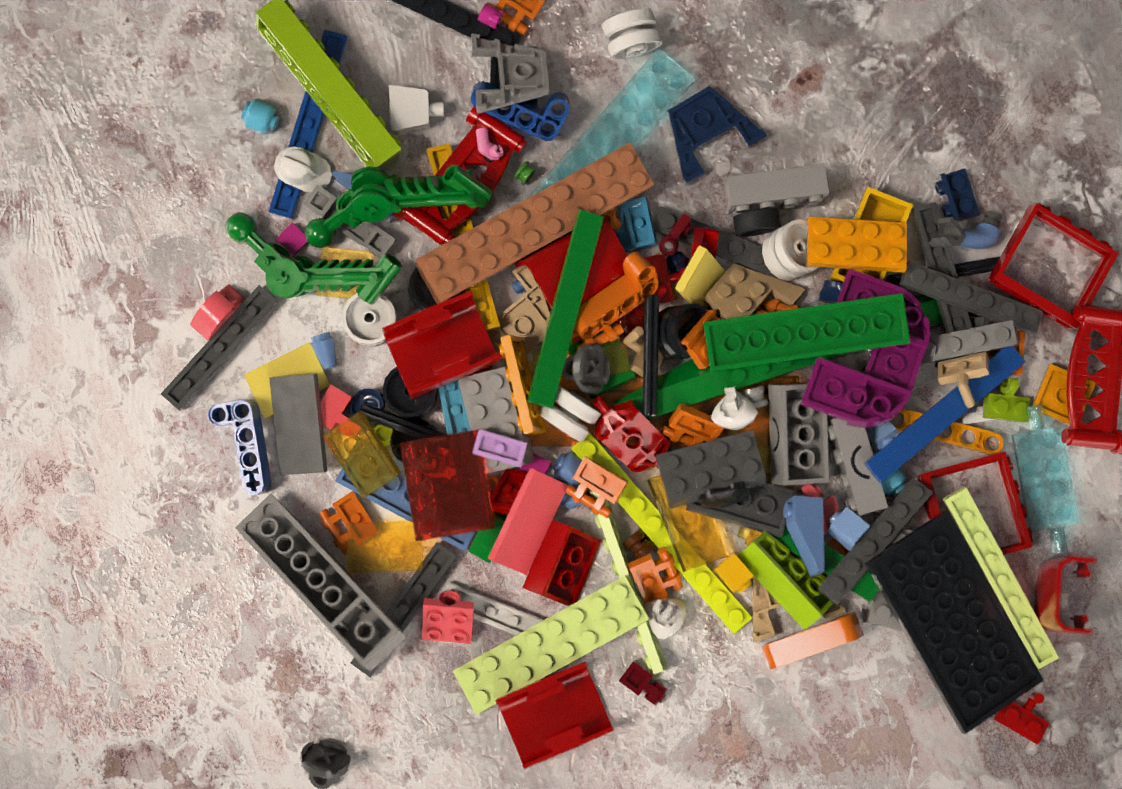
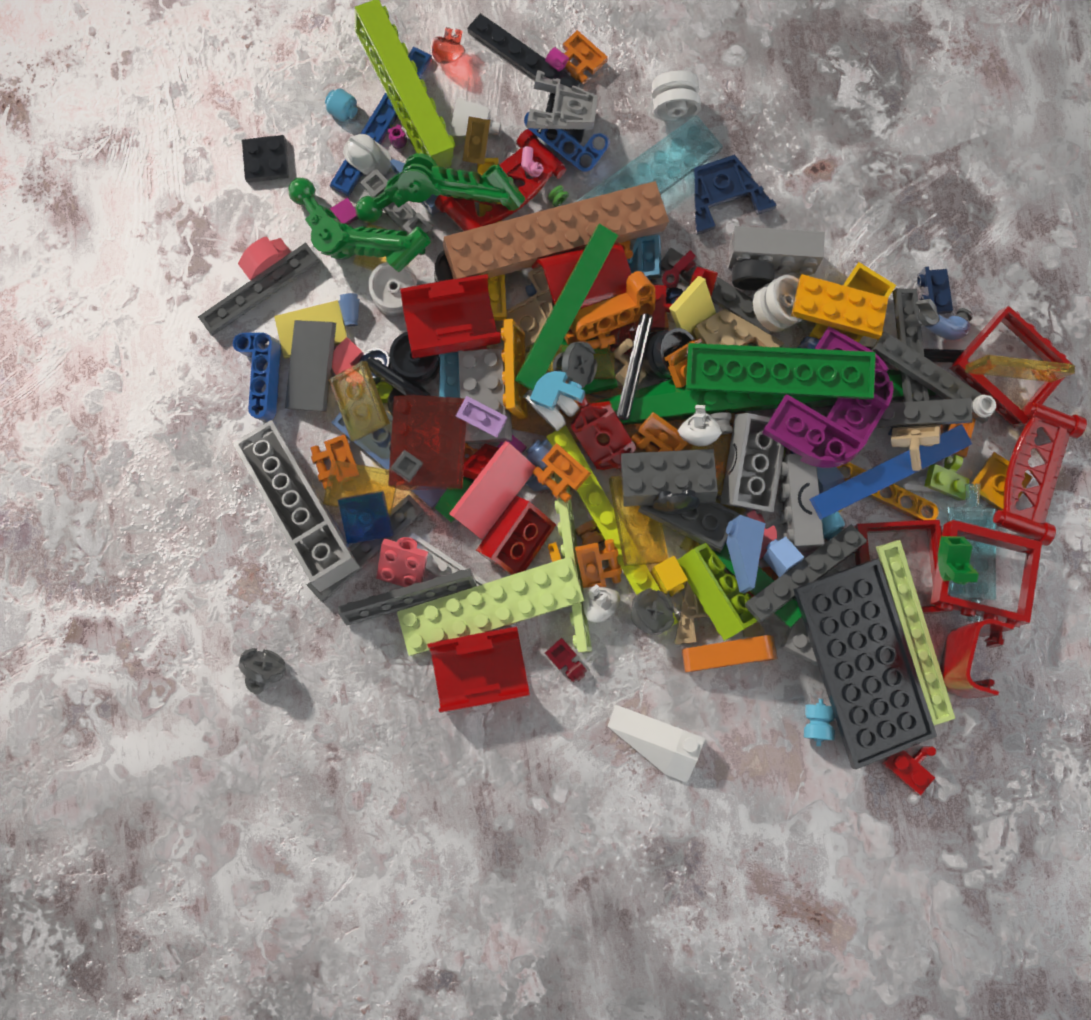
camera: 15 degrees right, 5 degrees down
(189, 195) = (265, 158): none -> black plate
(334, 146) = (397, 141): none -> dark pink hose
(364, 25) = (447, 48): none -> clear red piece
(398, 579) = (365, 517): none -> clear blue plate
(422, 132) = (476, 140): none -> pearl gold plate
(432, 518) = (406, 466): none -> dark grey tile
(455, 656) = (406, 597): none -> dark grey plate
(567, 403) = (551, 386): none -> medium azure brick
(605, 571) = (553, 551): none -> light orange tile
(723, 615) = (652, 612): none -> dark grey tile
(763, 750) = (662, 744): none -> white wedge
(920, 697) = (819, 725): none -> medium azure wheel
(1017, 468) = (1000, 539): none -> red window
(1025, 498) = (954, 560): none -> green brick
(1029, 320) = (984, 406): none -> white plate
(1059, 274) = (1020, 368): none -> clear yellow tile

